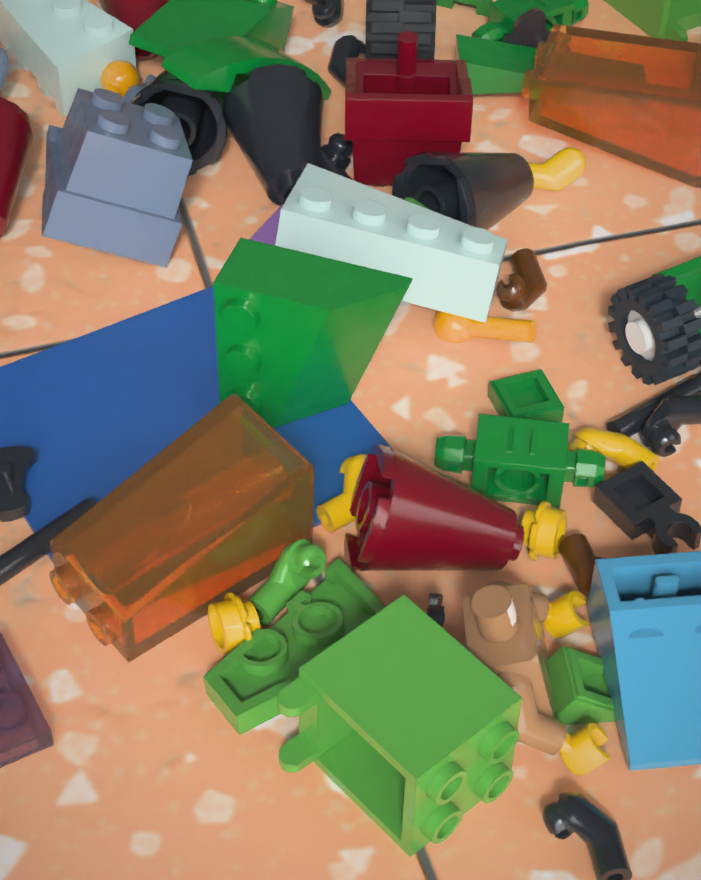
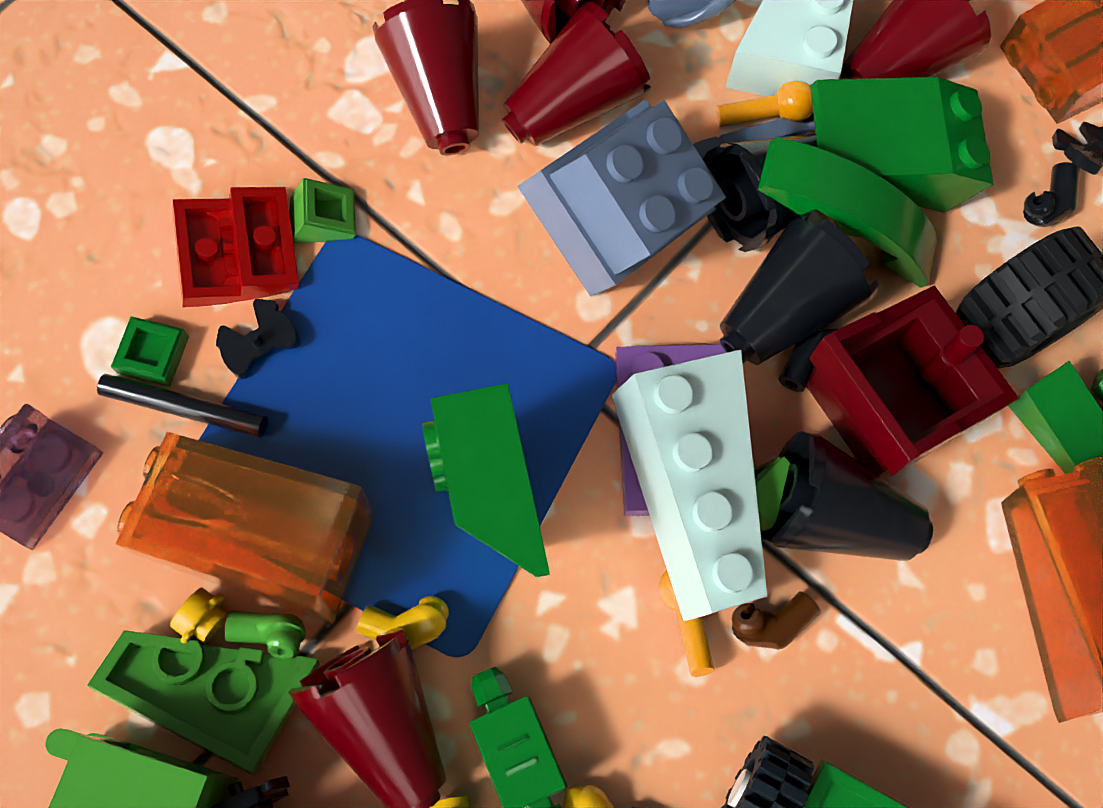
camera: 55 degrees right, 25 degrees up
(344, 48) = (971, 271): black arm -> none
(526, 397) = (618, 711): green tile -> none
(559, 169) = (962, 566): yellow arm -> none

